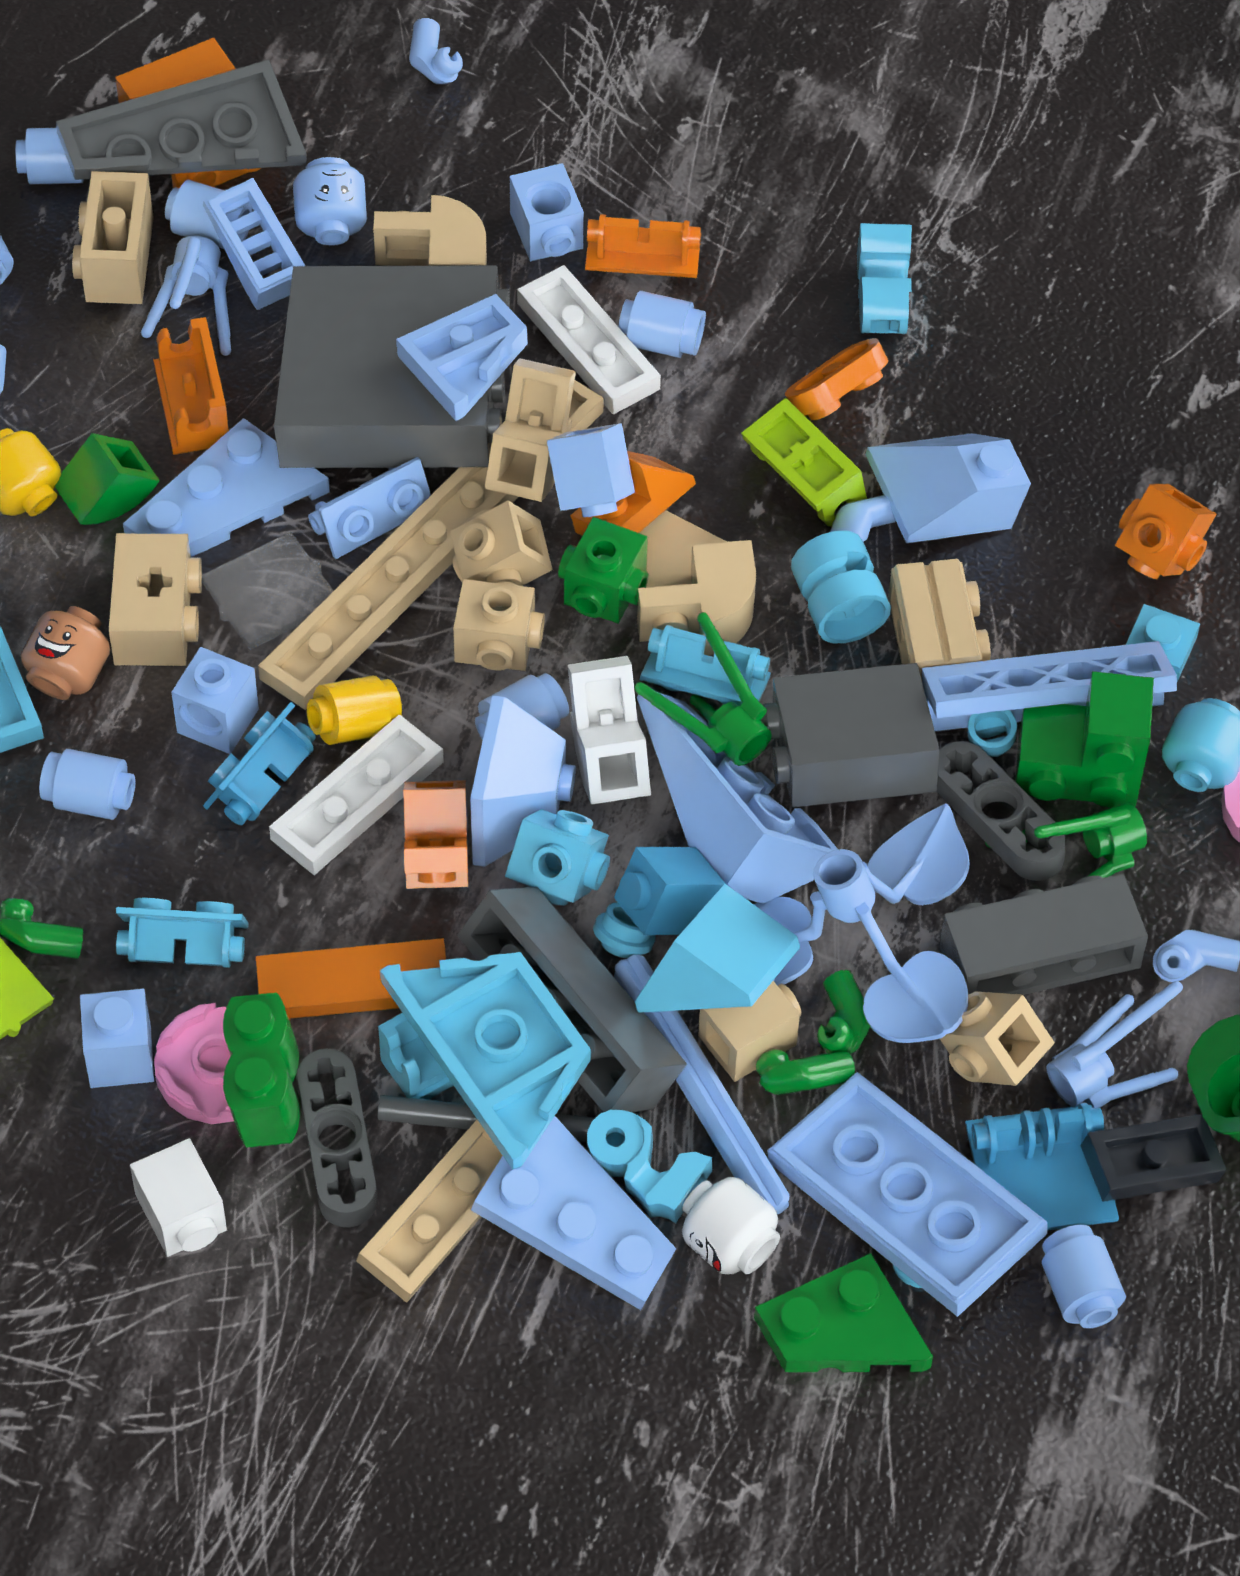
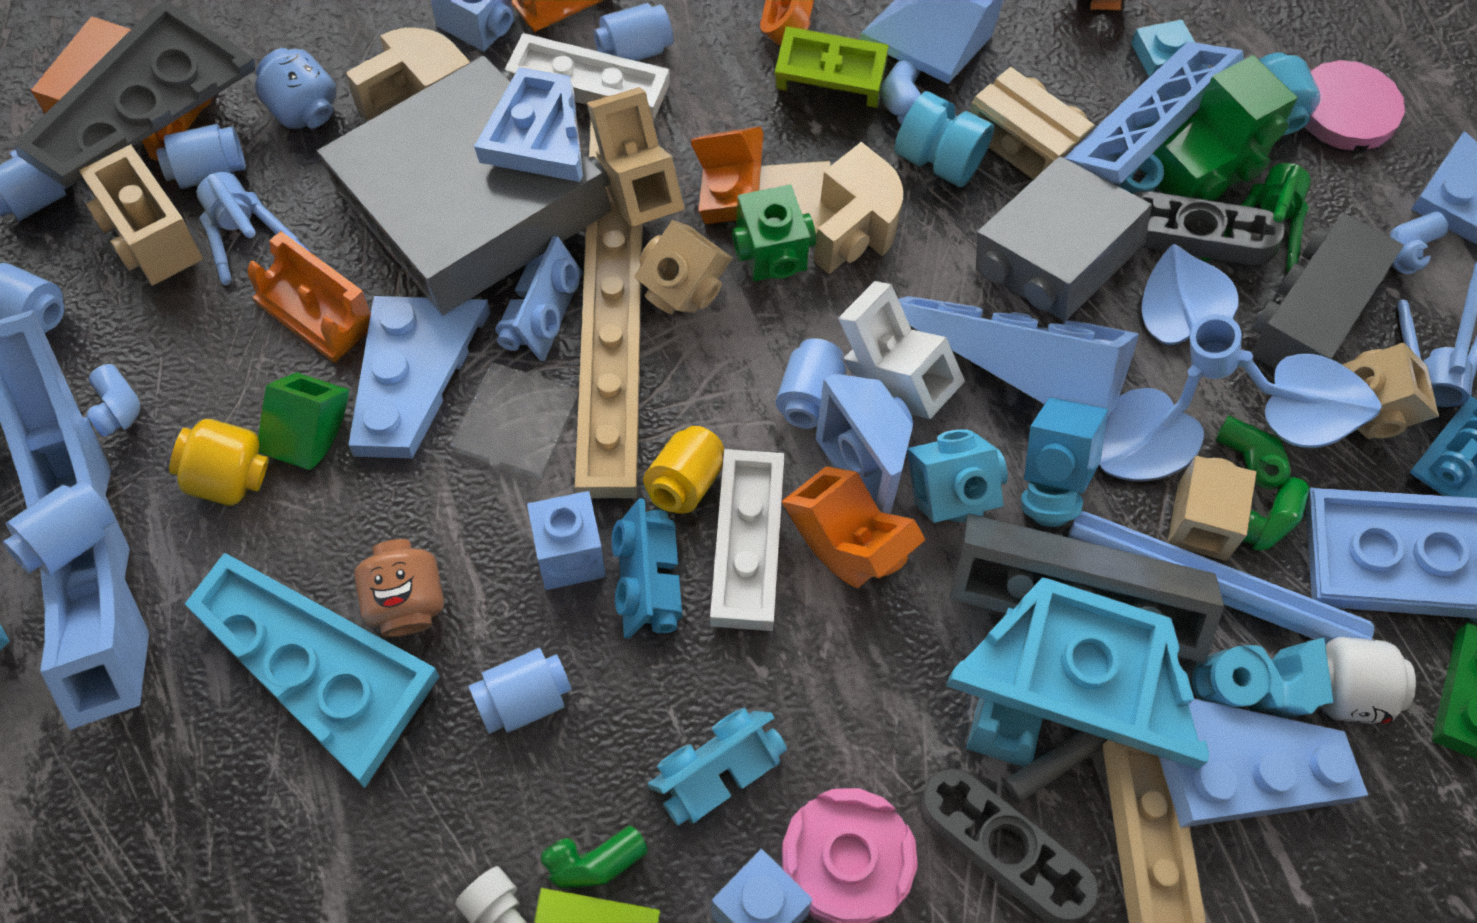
camera: 40 degrees left, 5 degrees up
(152, 599) = (406, 475): tan brick -> none
(260, 291) = (257, 166): light blue slope -> none
(261, 1070) = (938, 856): green brick -> none
(341, 977) = (884, 699): orange tile -> none
(496, 625) = (733, 327): tan brick -> none
(591, 469) = (709, 157): light blue brick -> none
(680, 665) = (929, 257): medium azure hinge -> none
(720, 958) = (1165, 476): medium azure slope -> none
(731, 727) = (986, 289): green plant -> none

